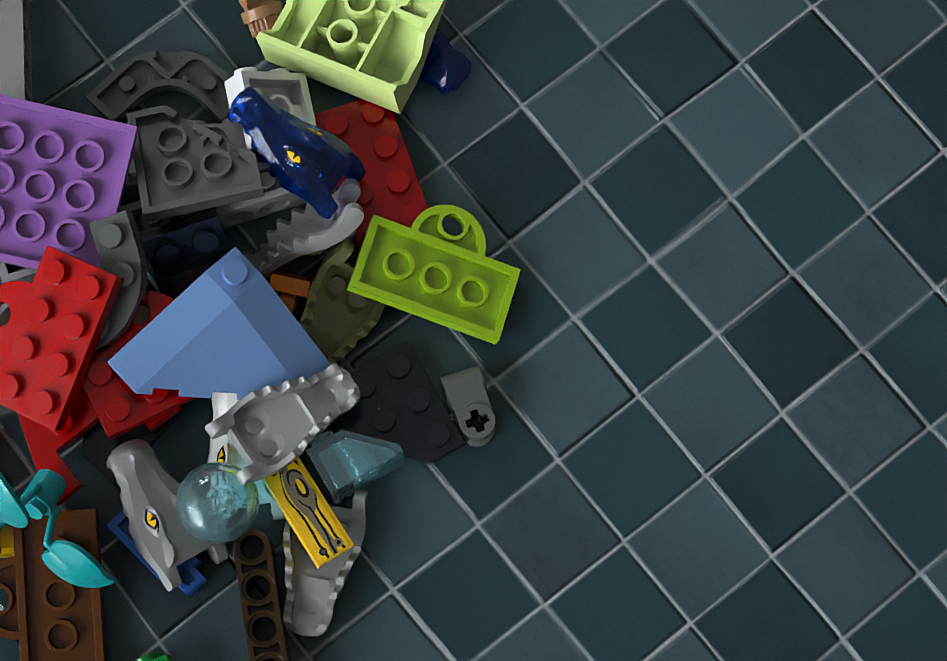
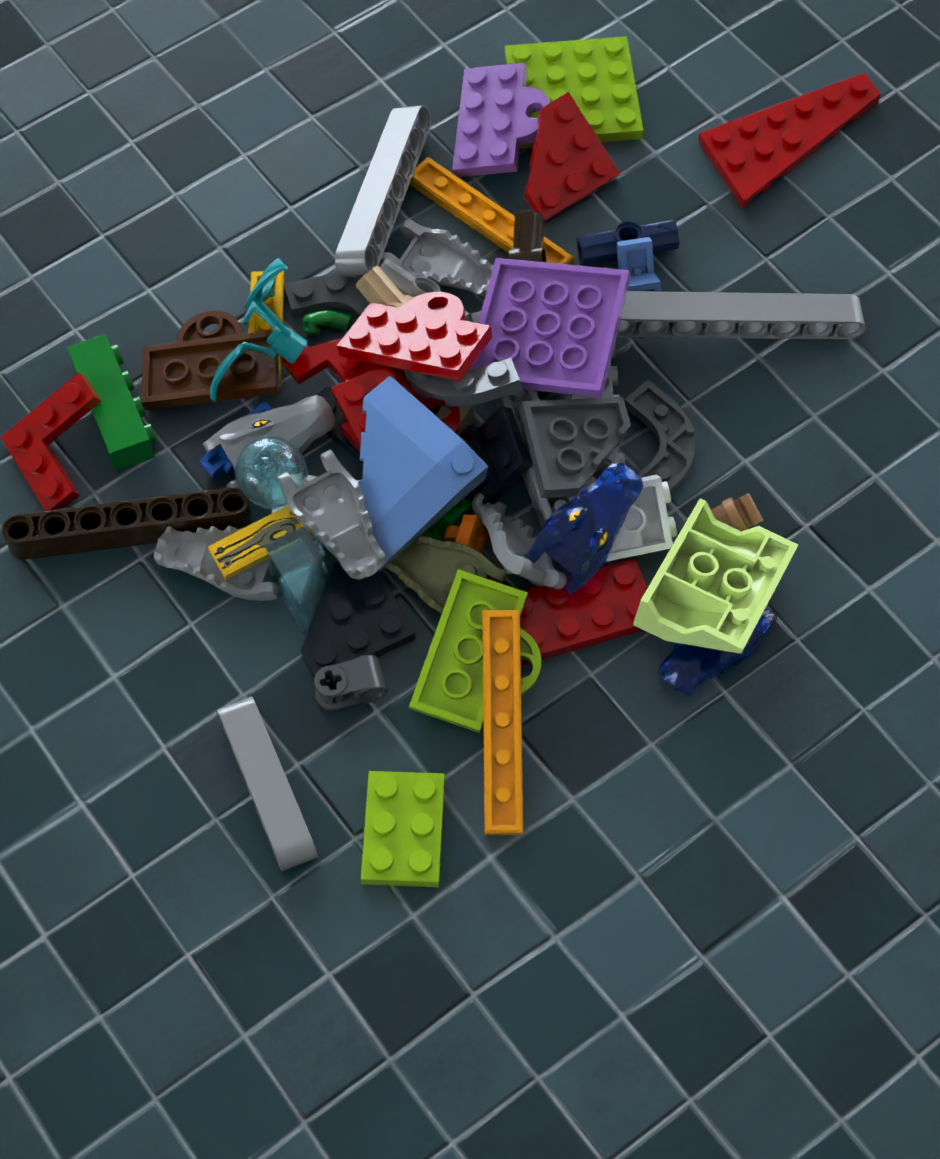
camera: 95 degrees right, 15 degrees down
(513, 243) = (502, 723): none -> light orange tile
(586, 486) = (267, 784): none -> light grey beam
(627, 345) = (403, 829): none -> lime plate

